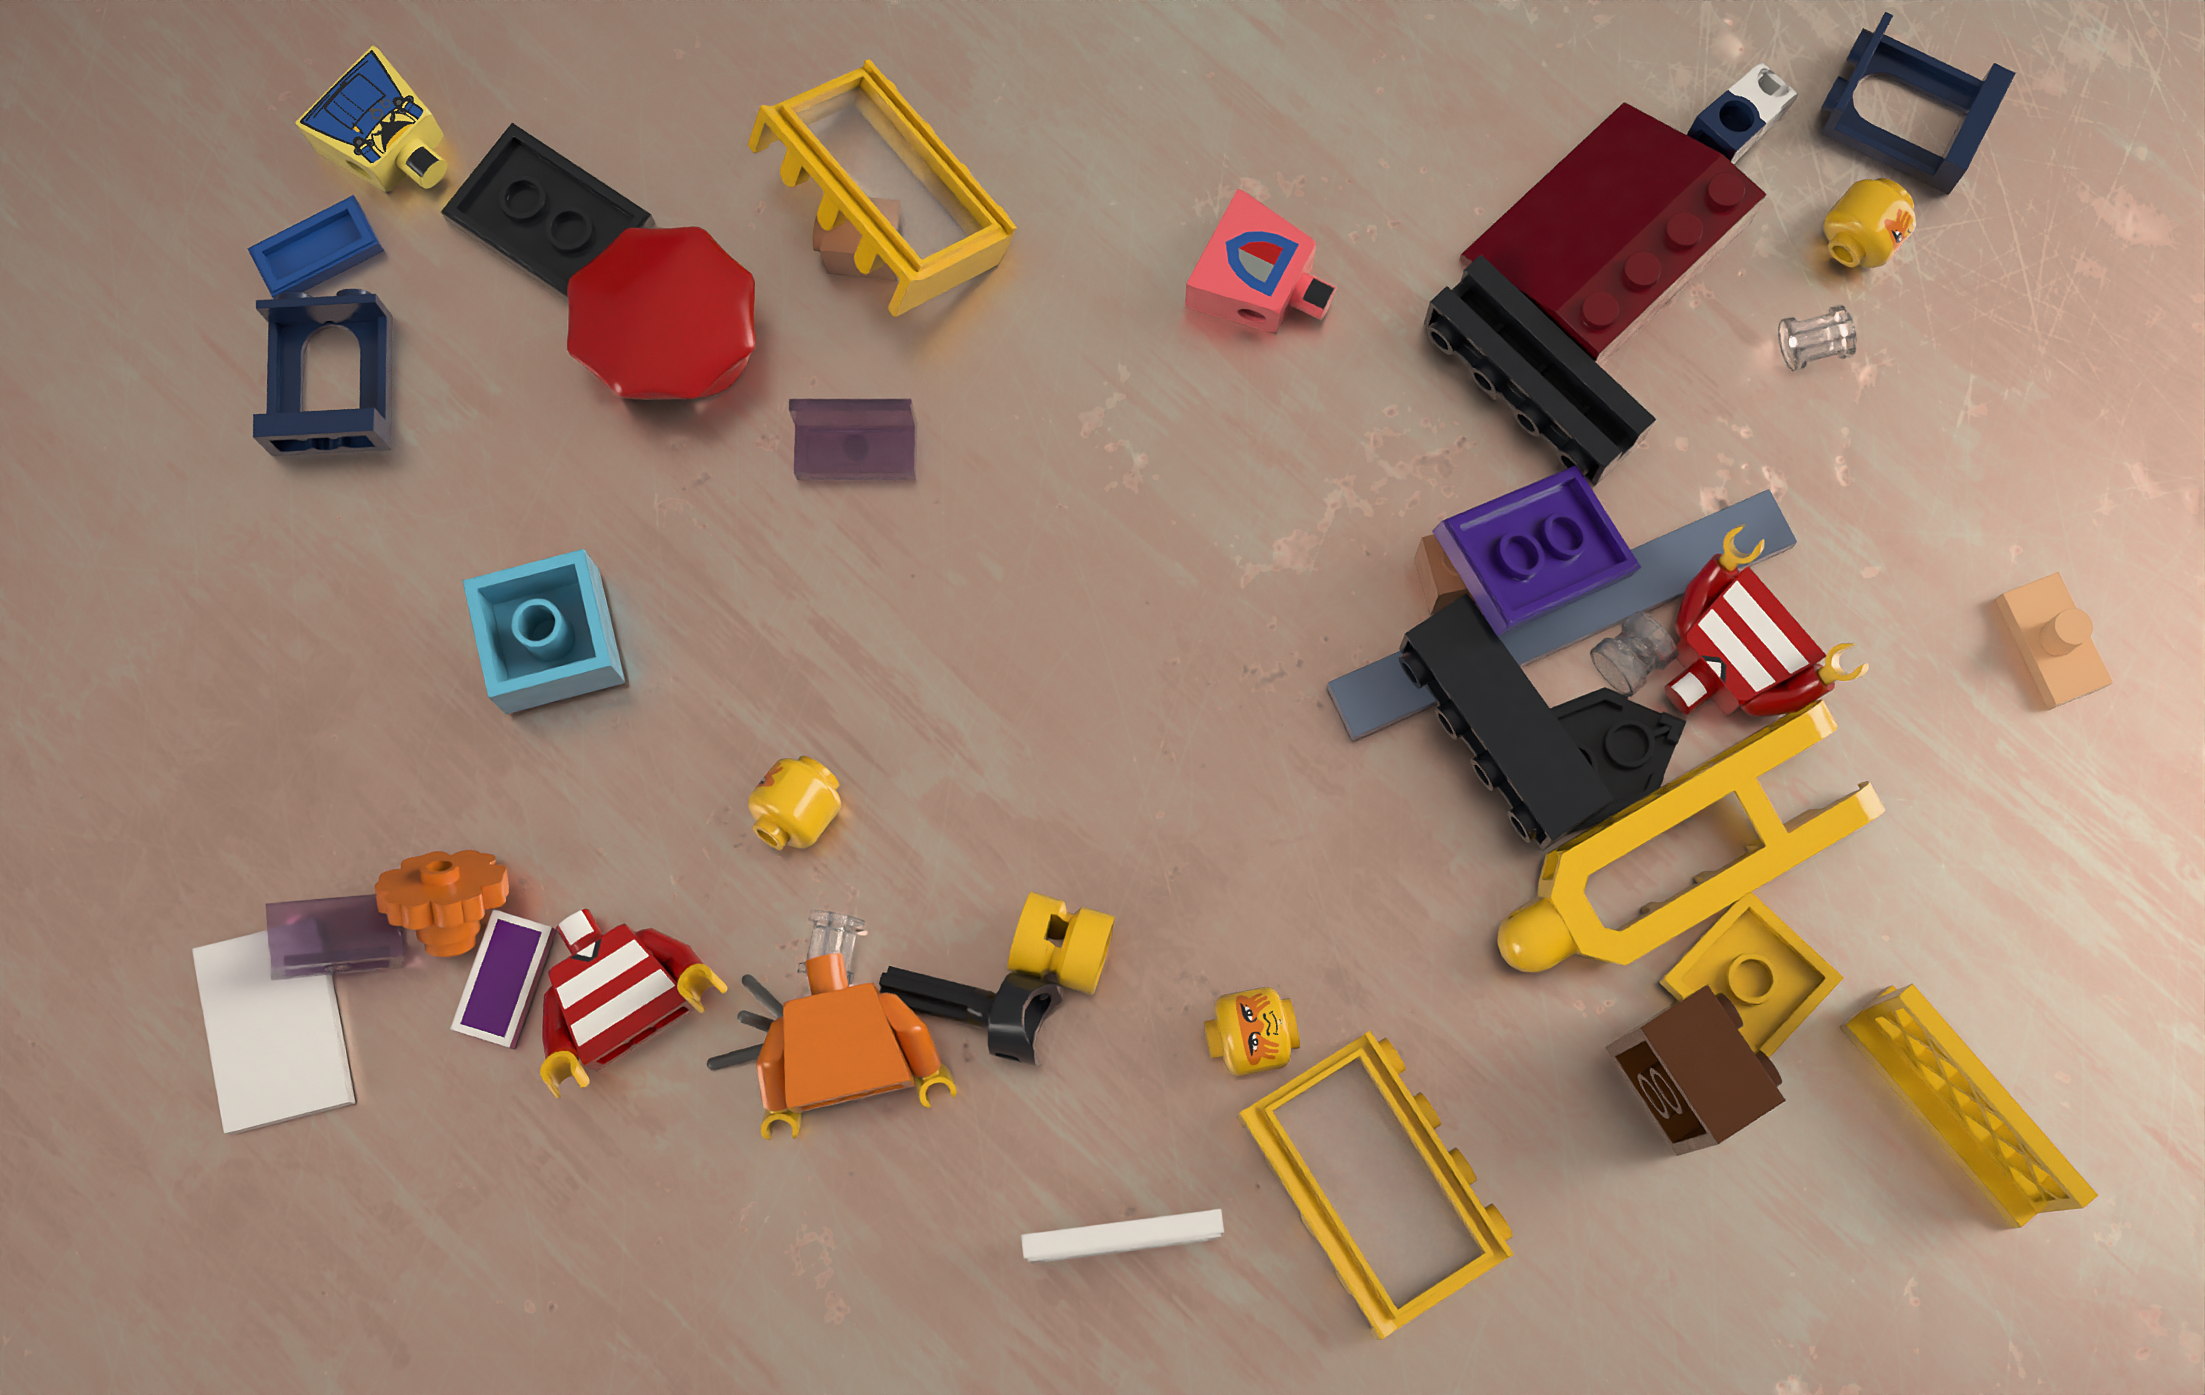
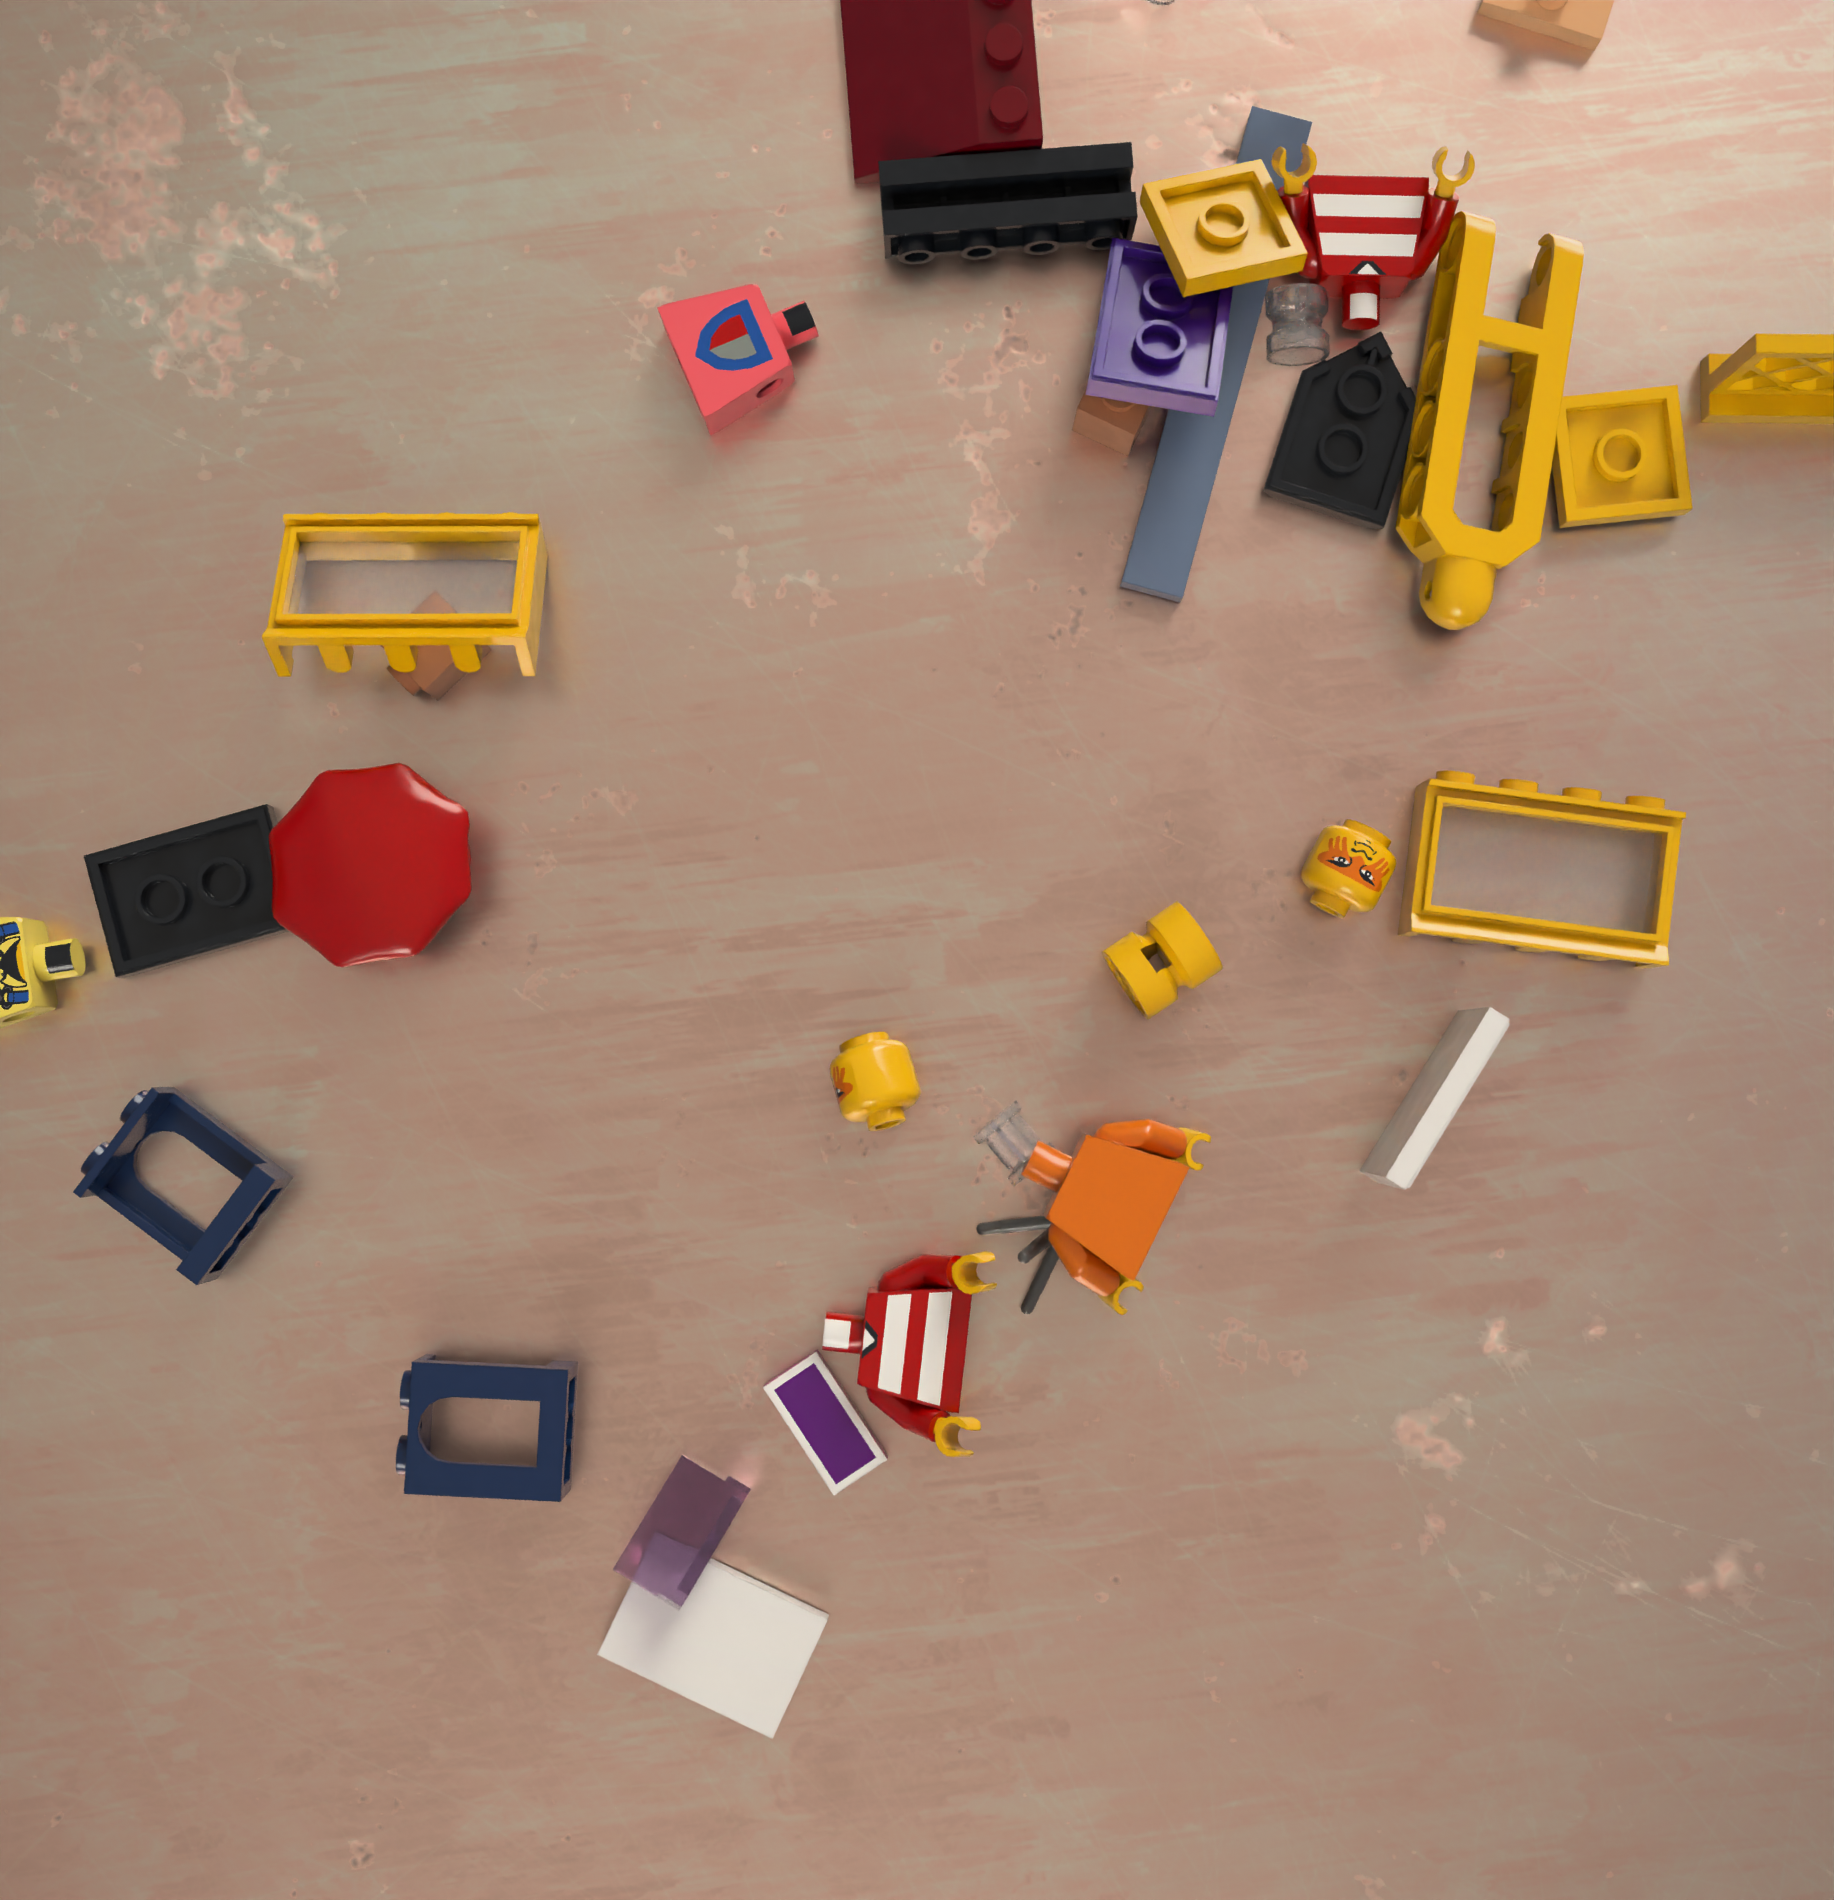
camera: 50 degrees left, 10 degrees up
(316, 248) = (60, 1106): blue tile -> none
(340, 782) = (439, 1379): none -> dark blue panel
(443, 897) = (723, 1420): orange plant -> none
(543, 631) = (566, 1172): medium azure brick -> none
(854, 439) = (607, 793): clear purple panel -> none
(1010, 1015) = (1184, 1048): black piece -> none
(1503, 723) = (1276, 472): black brick -> none
(1650, 534) = (1222, 227): none -> yellow plate
(1697, 1071) = (1675, 556): reddish brown brick -> none

